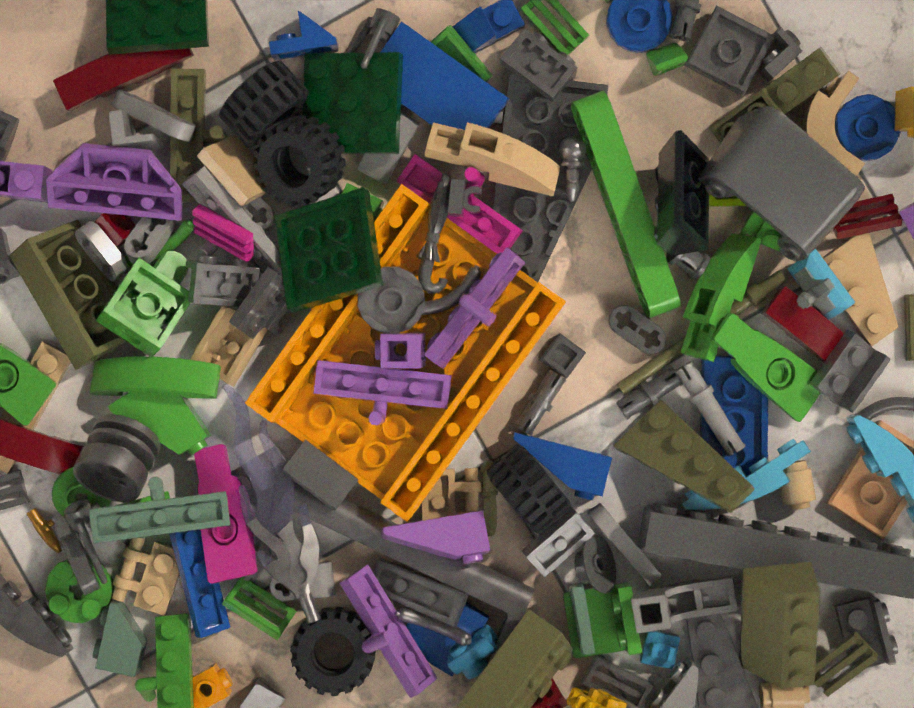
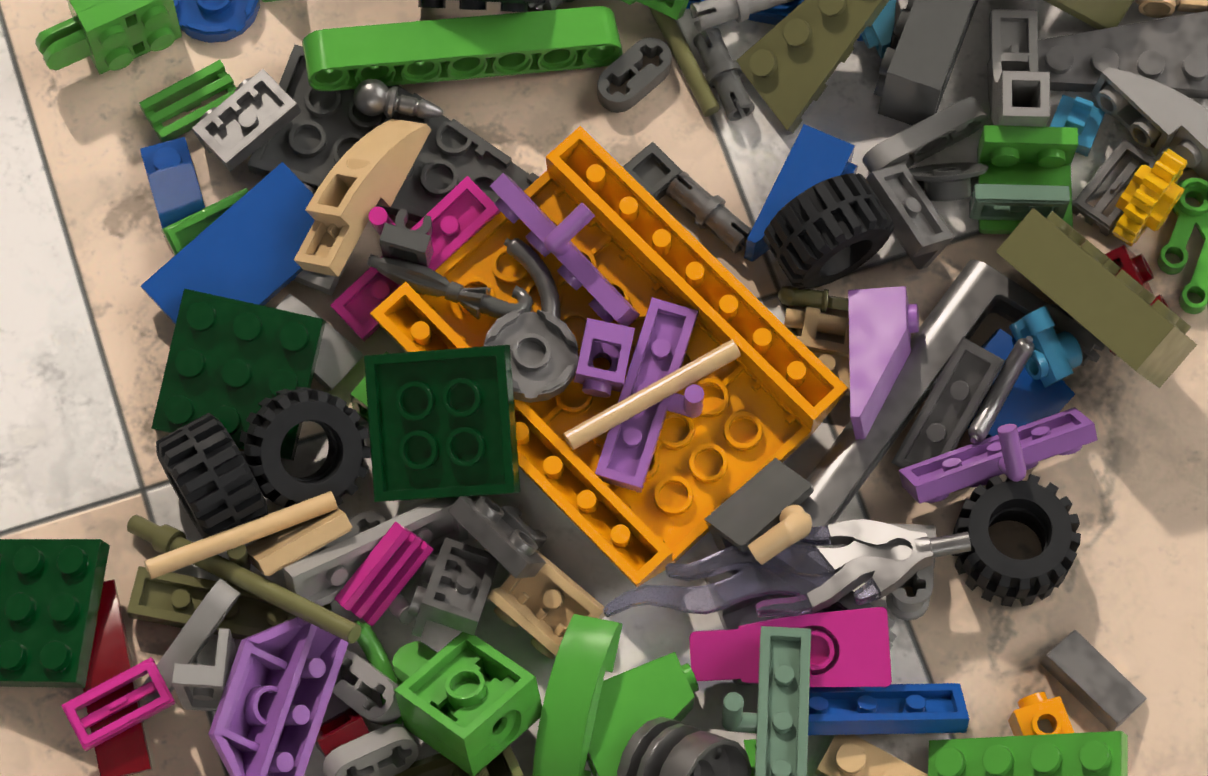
camera: 80 degrees left, 20 degrees down
(118, 100) = (127, 721): none -> dark pink tile
(224, 87) = (167, 538): none -> olive bar
(224, 132) = (240, 535): none -> tan bar
(254, 618) = (942, 639): bright green tile -> none
(292, 496) = (792, 528): none -> tan arm
(313, 40) = (131, 415): blue slope -> none
(377, 389) = (652, 394): none -> tan bar
(381, 28) = (144, 319): dark grey plant -> none

